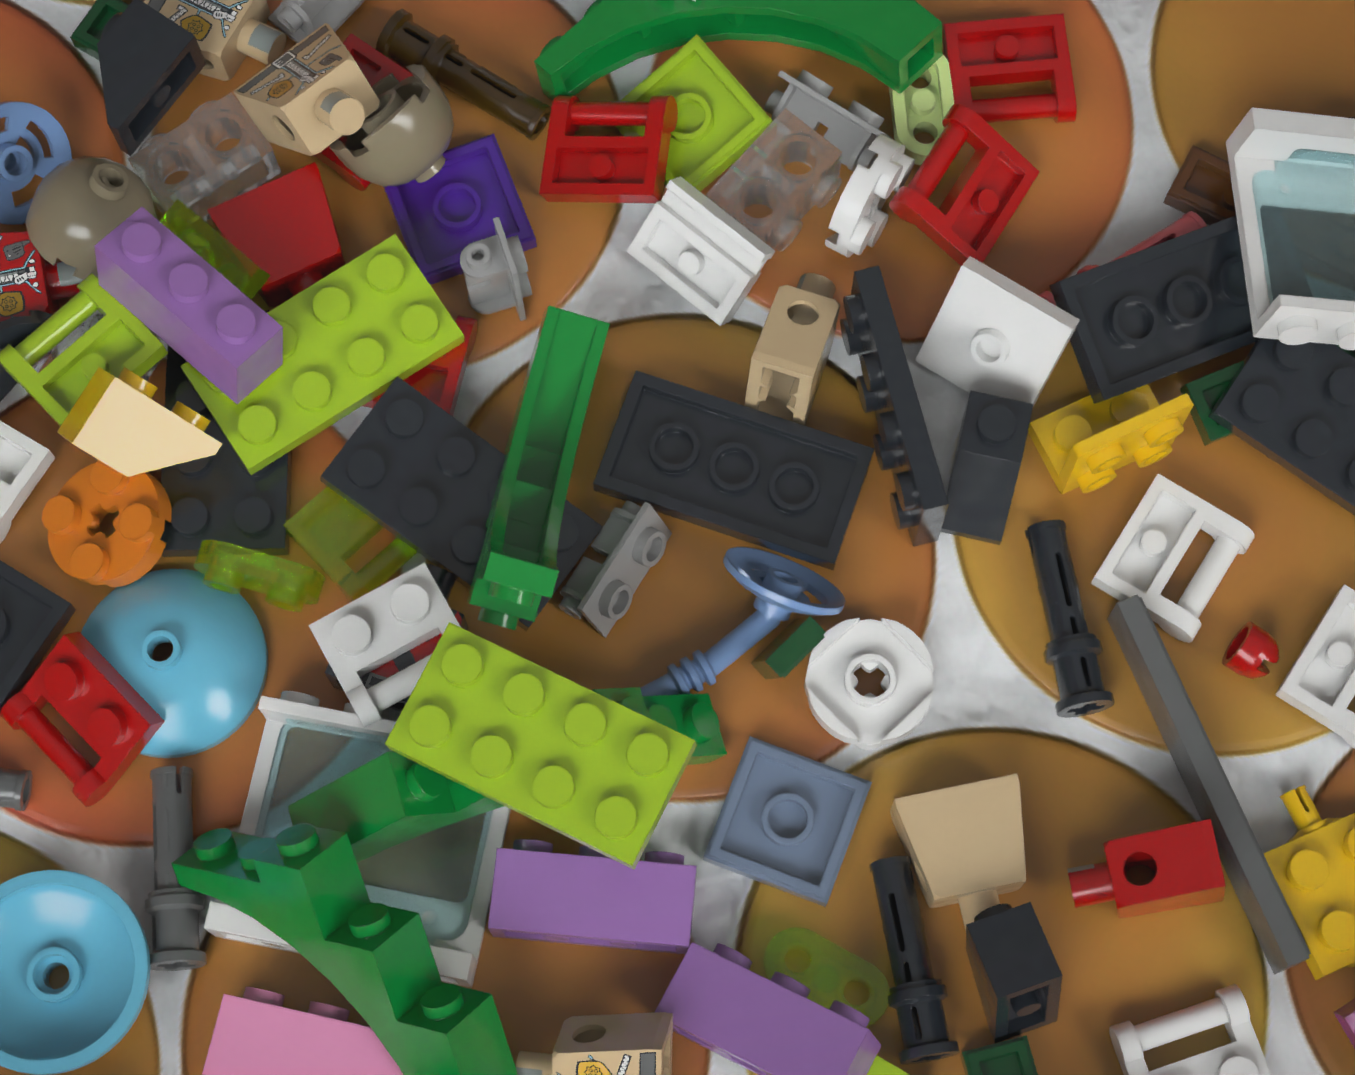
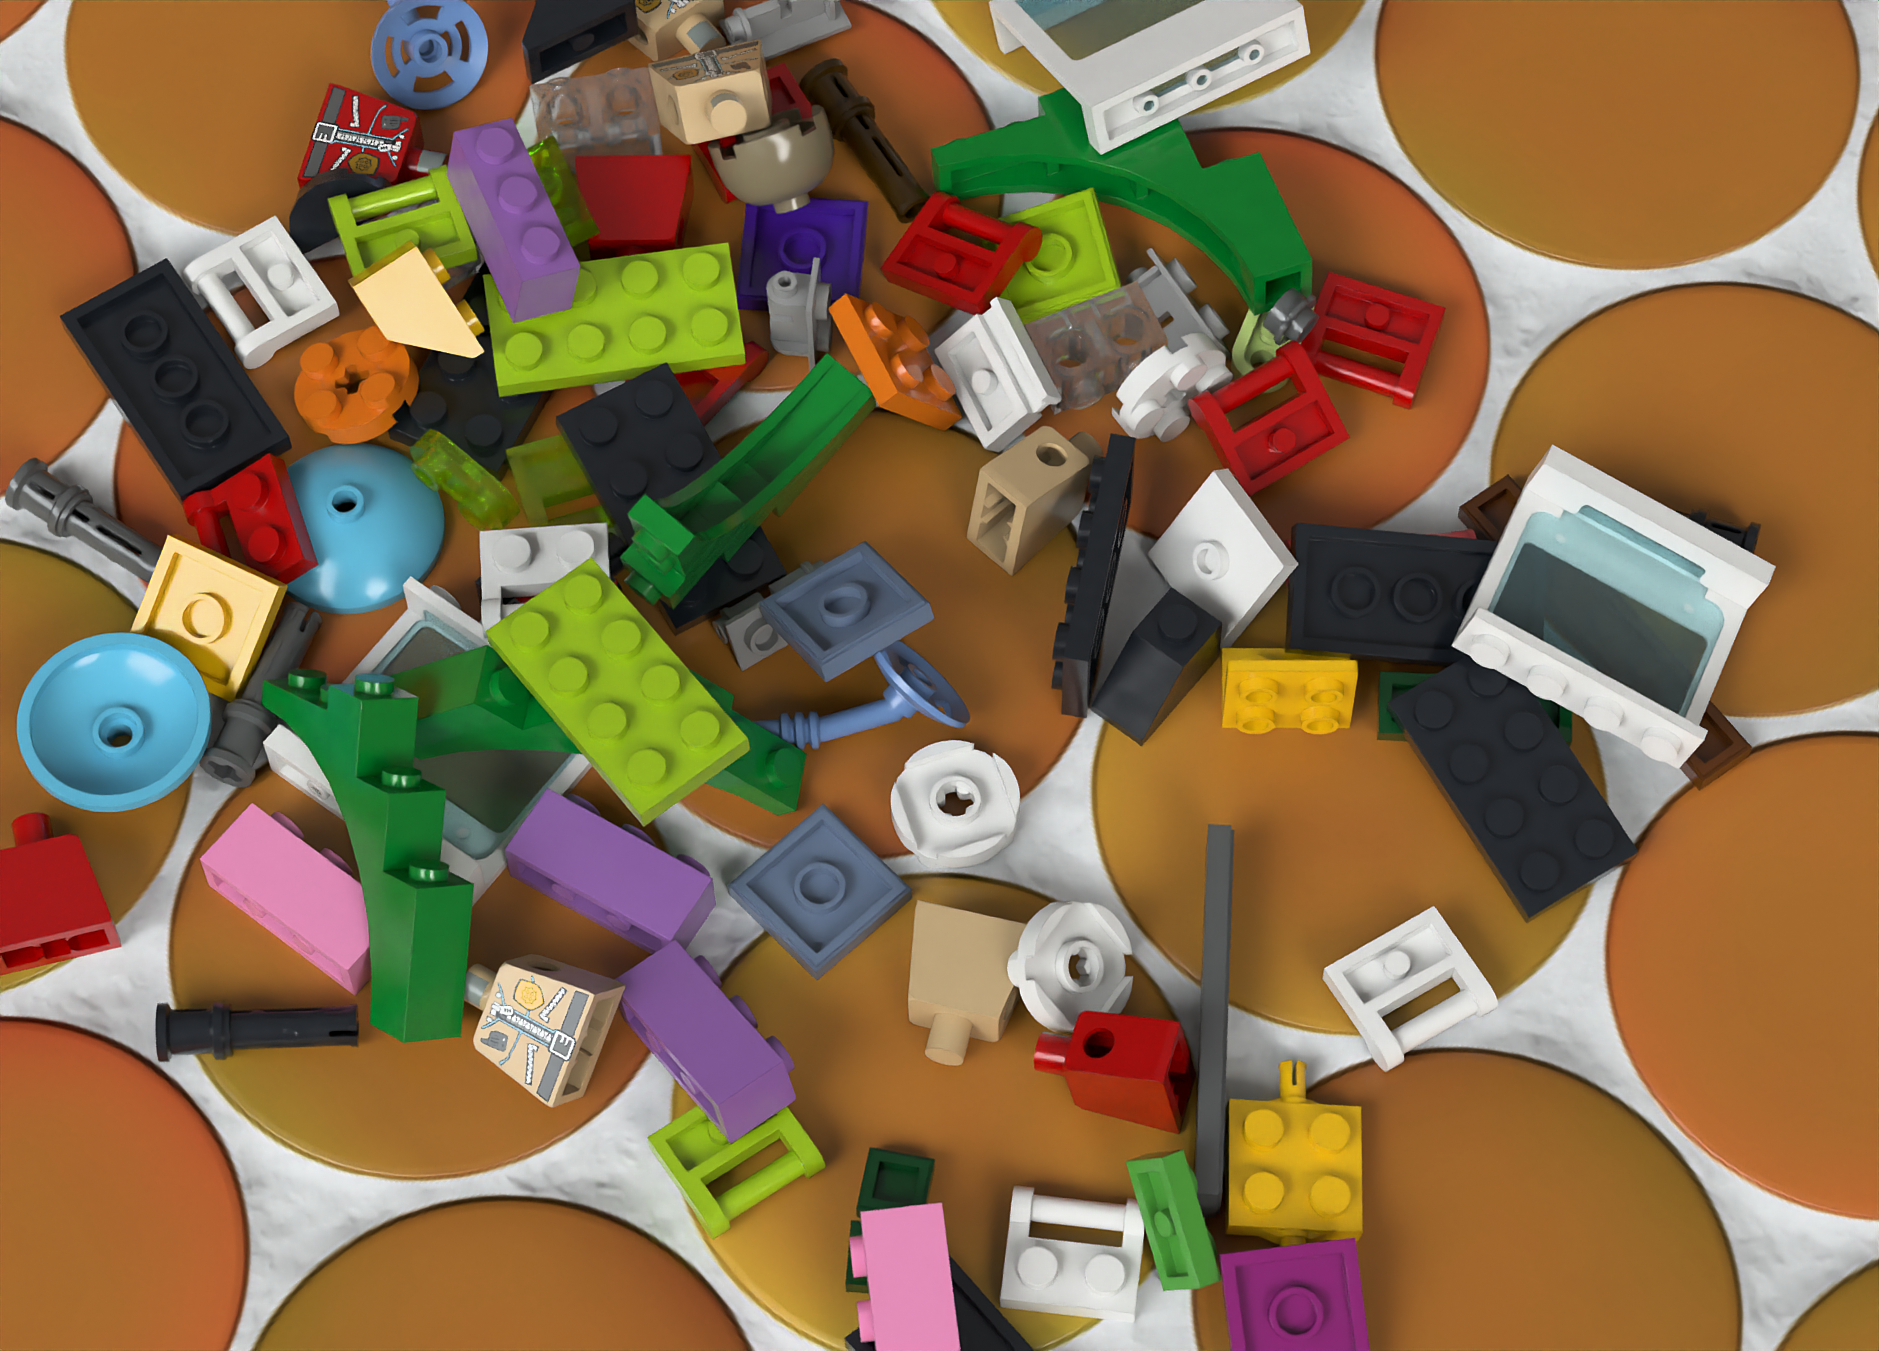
camera: 25 degrees right, 10 degrees down
(80, 207) = (466, 99): dark tan cylinder -> none
(84, 818) = (210, 612): none -> yellow plate
(606, 282) = (896, 362): none -> orange plate
(691, 549) = (846, 611): none -> sand blue tile
(734, 469) = (979, 598): black plate -> none
(789, 648) = (895, 742): dark green tile -> none
(828, 971) = (794, 1029): clear neon green plate -> none
(916, 991) = (856, 1077): black pin -> none
(940, 82) = (1291, 317): none -> dark grey plate
(1013, 970) = (944, 1089): black slope -> none
(1045, 773) = (1043, 960): none -> white plate
(1071, 646) = (1155, 851): black pin -> none
(1154, 547) = (1280, 801): white plate -> none
(1249, 650) = (1316, 927): red hinge -> none
(1281, 1000) = (1174, 1220): none -> bright green plate

